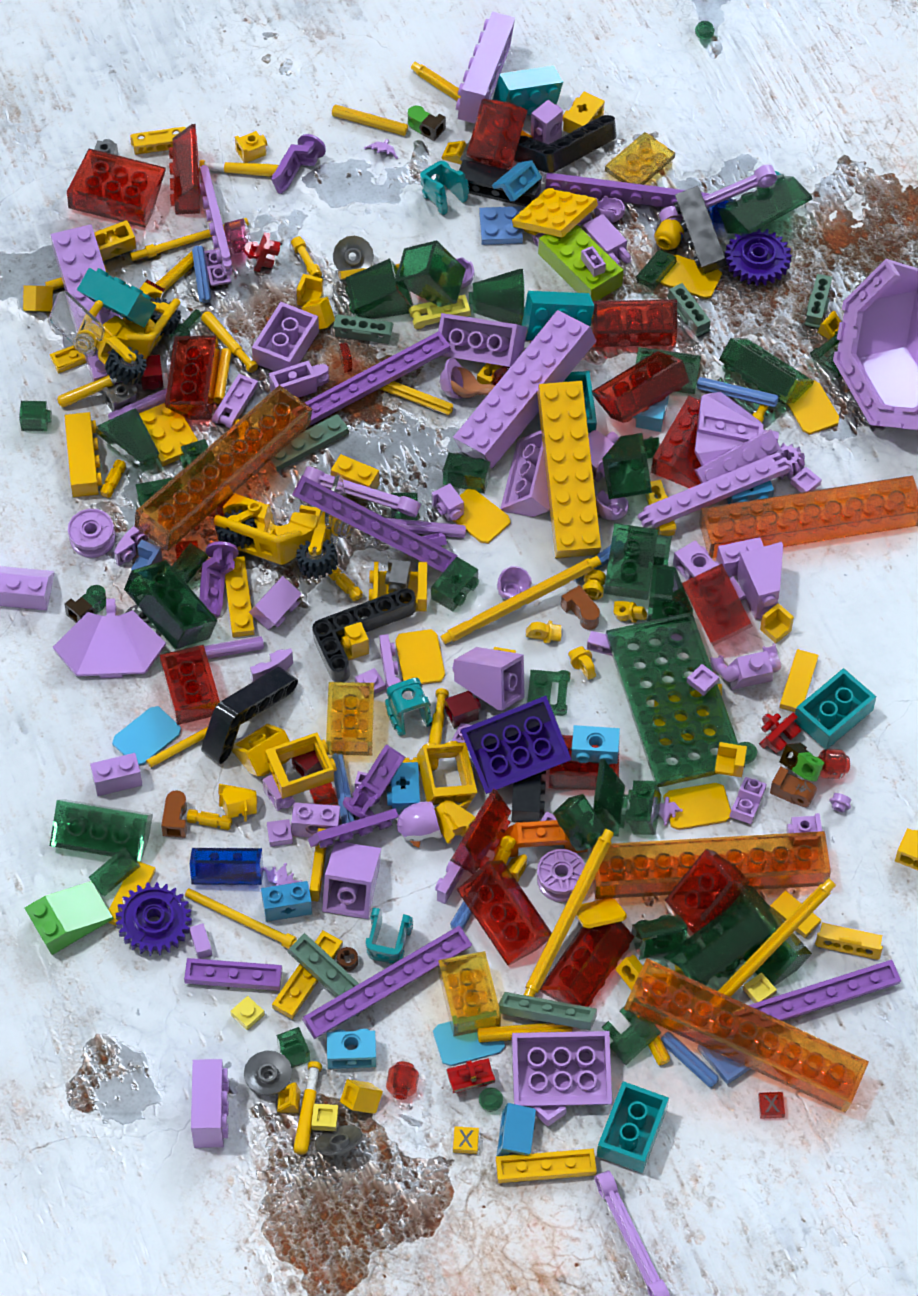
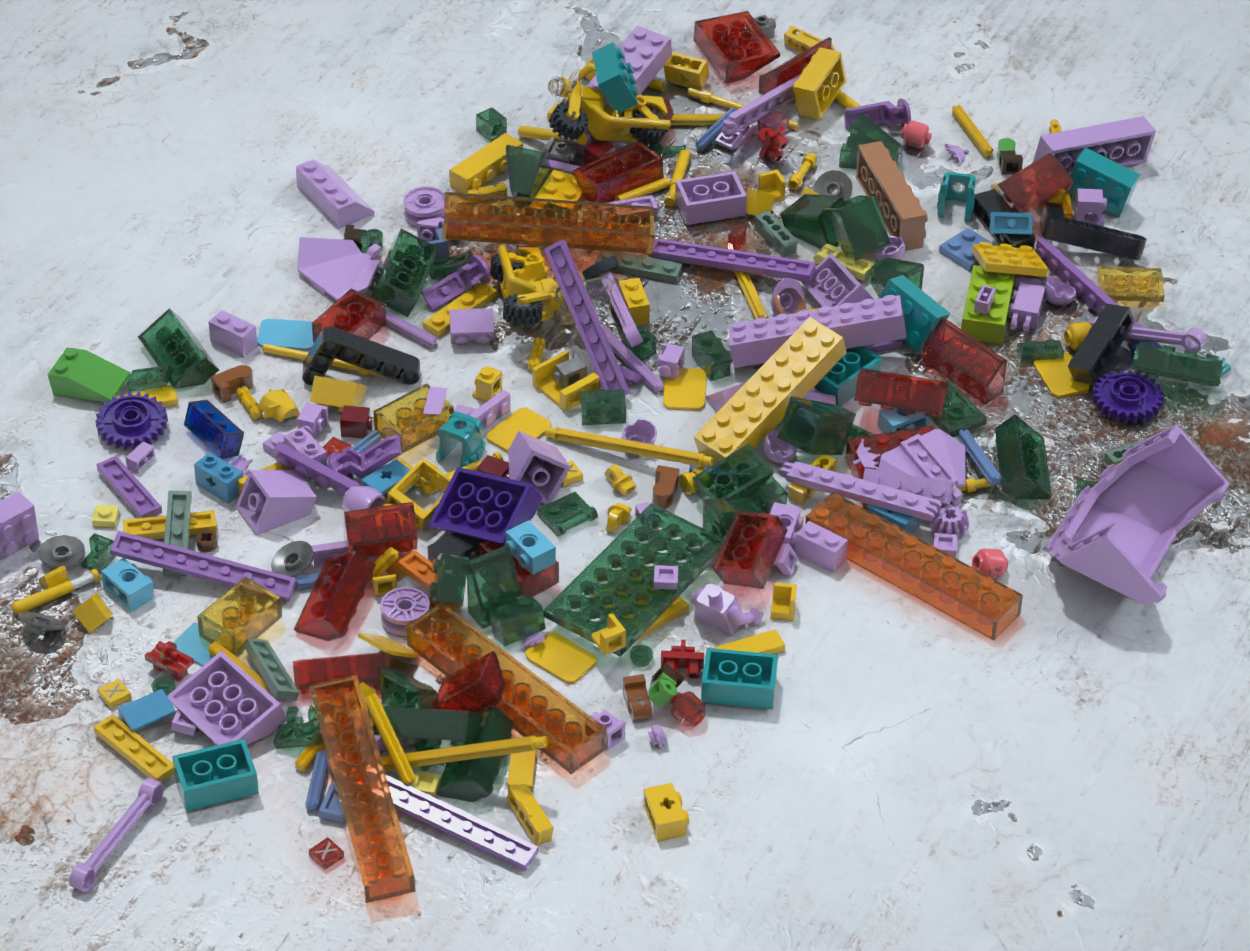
camera: 50 degrees right, 15 degrees down
(229, 171) = (819, 83): none -> yellow brick
(250, 146) = (864, 88): yellow brick -> none
(279, 658) = (428, 357): lavender slope -> none
(286, 939) = (182, 463): yellow bar -> none
(294, 748) = (329, 391): yellow window -> none
(296, 466) = (601, 267): none -> black bush
(300, 378) = (681, 224): lavender hinge -> none
(325, 1117) = (55, 604): light yellow plate -> none
(331, 197) = (863, 132): none -> clear green slope
(343, 157) = (916, 134): none -> coral head
(353, 615) = (515, 378): black beam -> none
(356, 690) = (435, 400): none -> lavender sticker
(383, 953) = (244, 542): teal piece -> none
(400, 224) = (898, 205): none -> nougat brick
(402, 1080) = (129, 627): clear red head -> none
(423, 907) = (293, 558): none -> flat silver dish
(568, 913) = (368, 626): yellow piece -> none
(583, 111) = (1134, 223): yellow brick -> none
(631, 611) = (693, 513): yellow piece -> none
(686, 461) = (866, 458): none -> lavender piece
(690, 310) = (1025, 389): sand green piece -> none
(717, 981) = (390, 739): none -> yellow axle
(748, 800) = (601, 682): lavender slope -> none
(761, 577) = (814, 564): lavender slope -> none
(814, 410) = (1025, 515): yellow piece -> none
(851, 469) = (990, 562): none -> coral head

